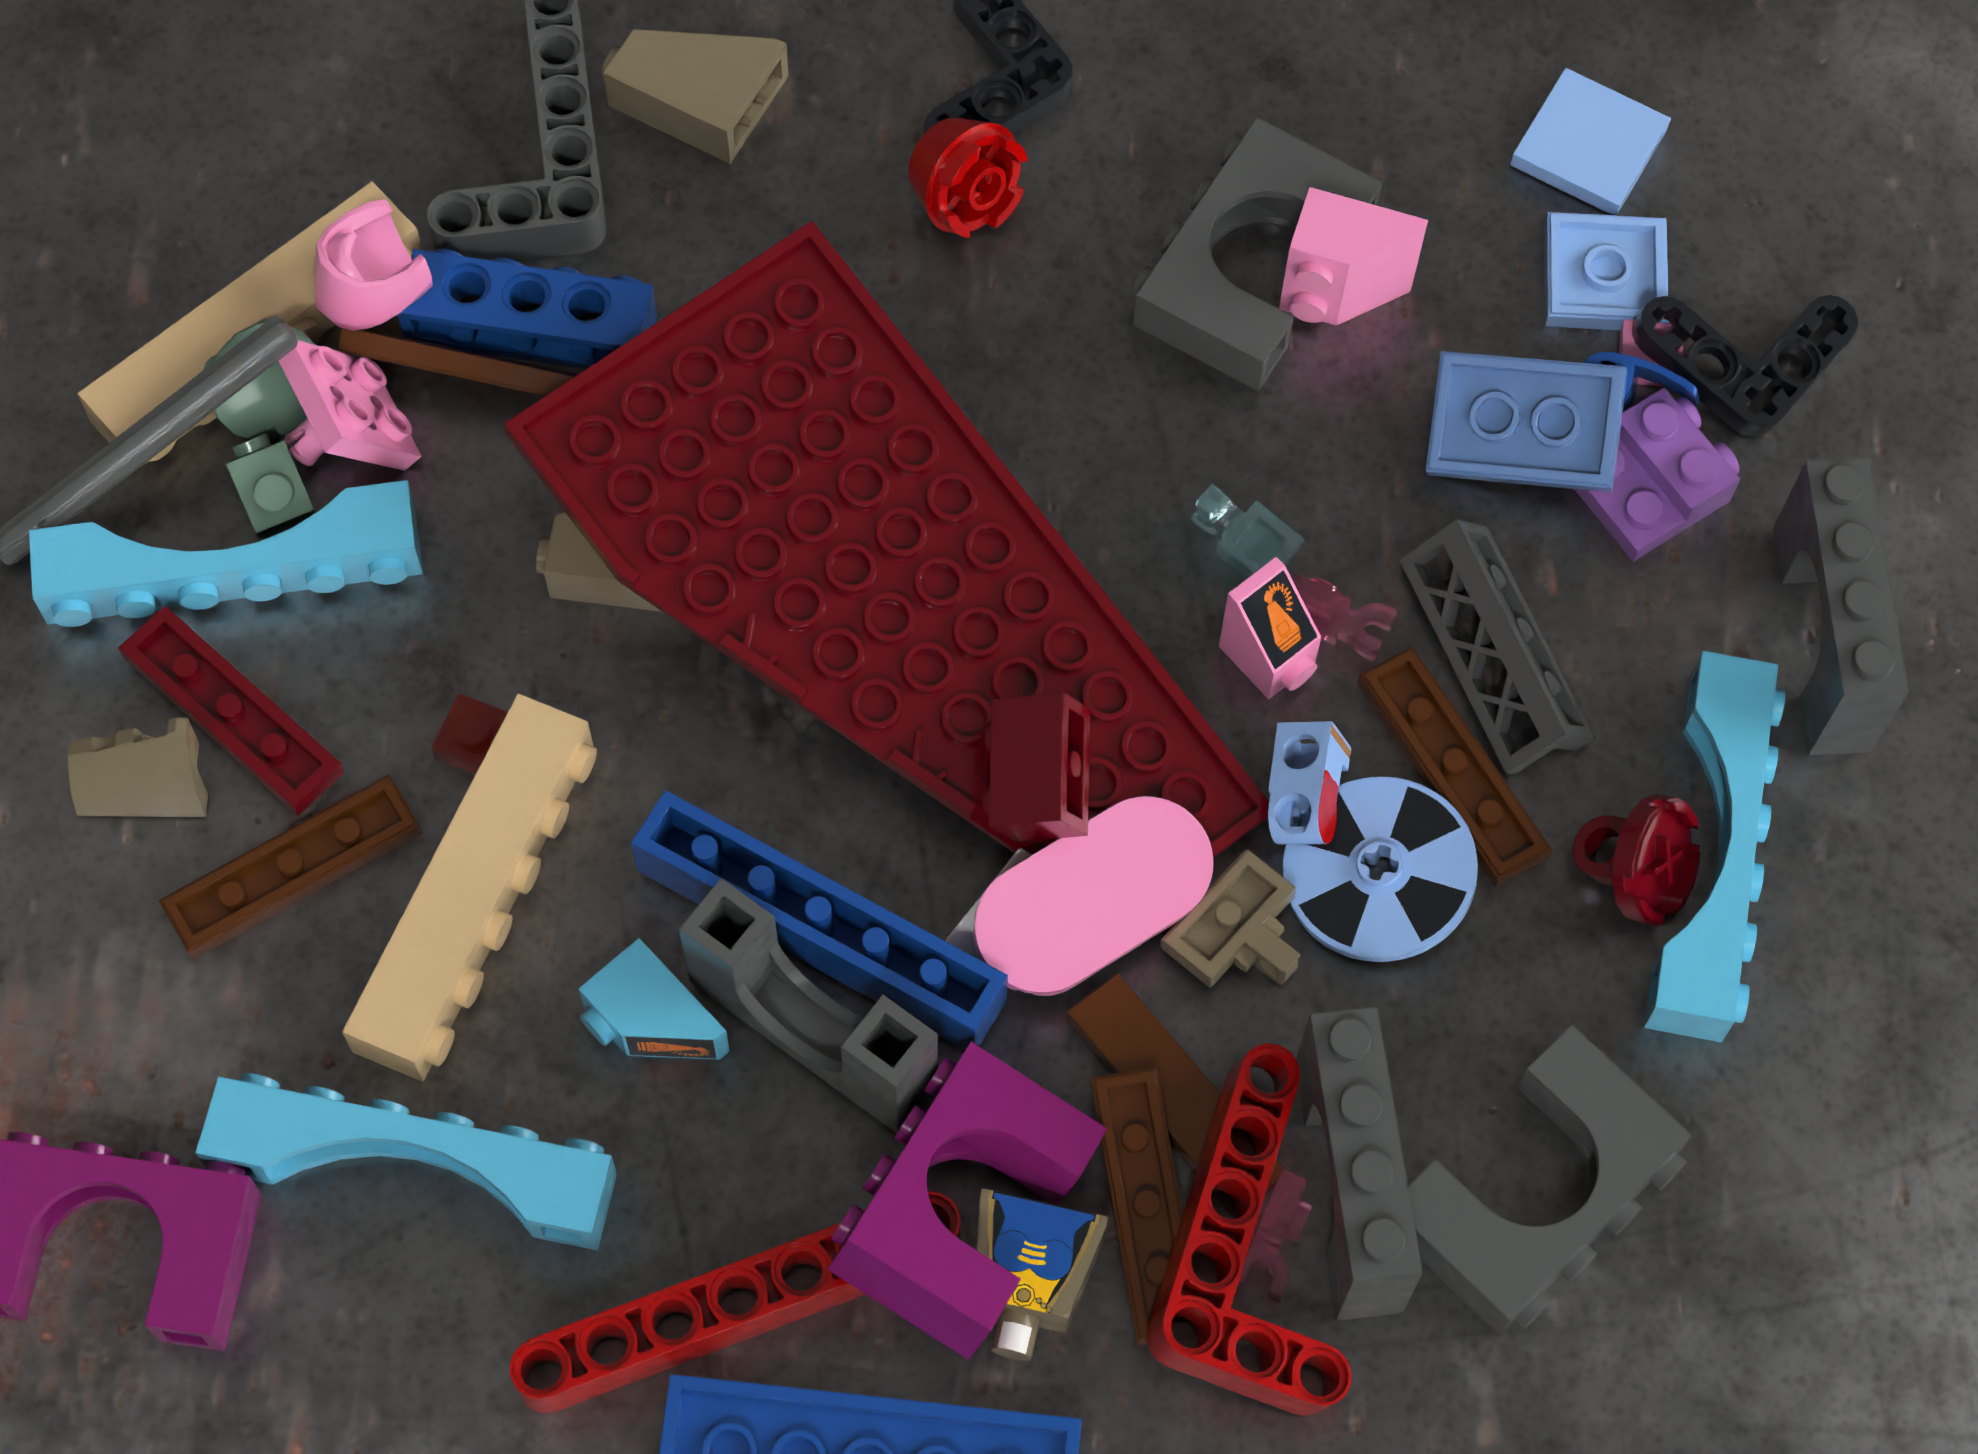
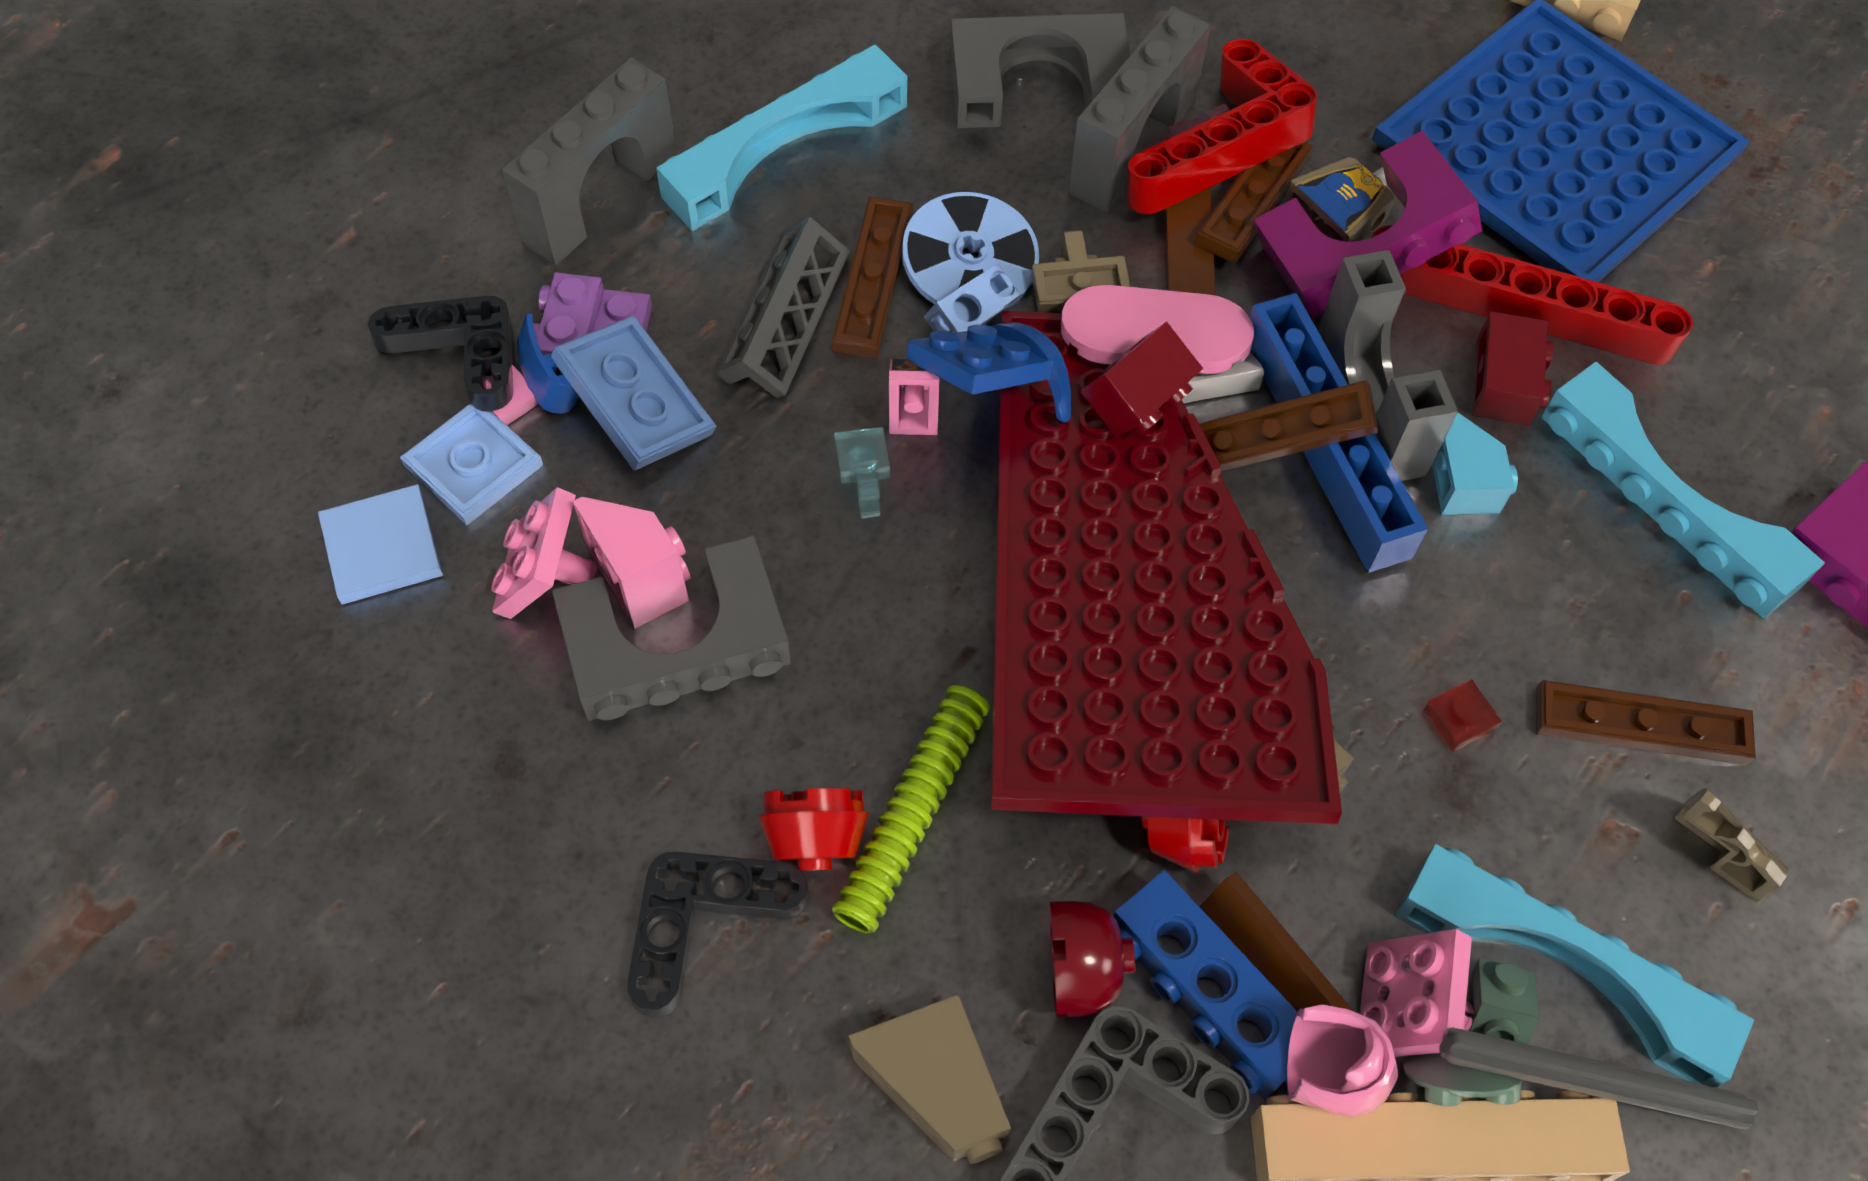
camera: 140 degrees left, 5 degrees down
(231, 710) = (1632, 852): dark red plate -> none
(470, 889) = (1532, 612): tan brick -> none
(650, 229) = (1087, 958): none -> dark red cylinder
(685, 1179) = (1511, 369): none -> dark red brick
(859, 855) = (1292, 426): none -> reddish brown tile
(901, 256) = (911, 809): none -> lime piece
(1205, 666) = (995, 359): none -> blue piece
(1338, 621) = (865, 392): clear pink plate -> none
(1429, 196) = (538, 555): none -> bright pink plate
(1652, 858) = (834, 142): dark red tile -> none

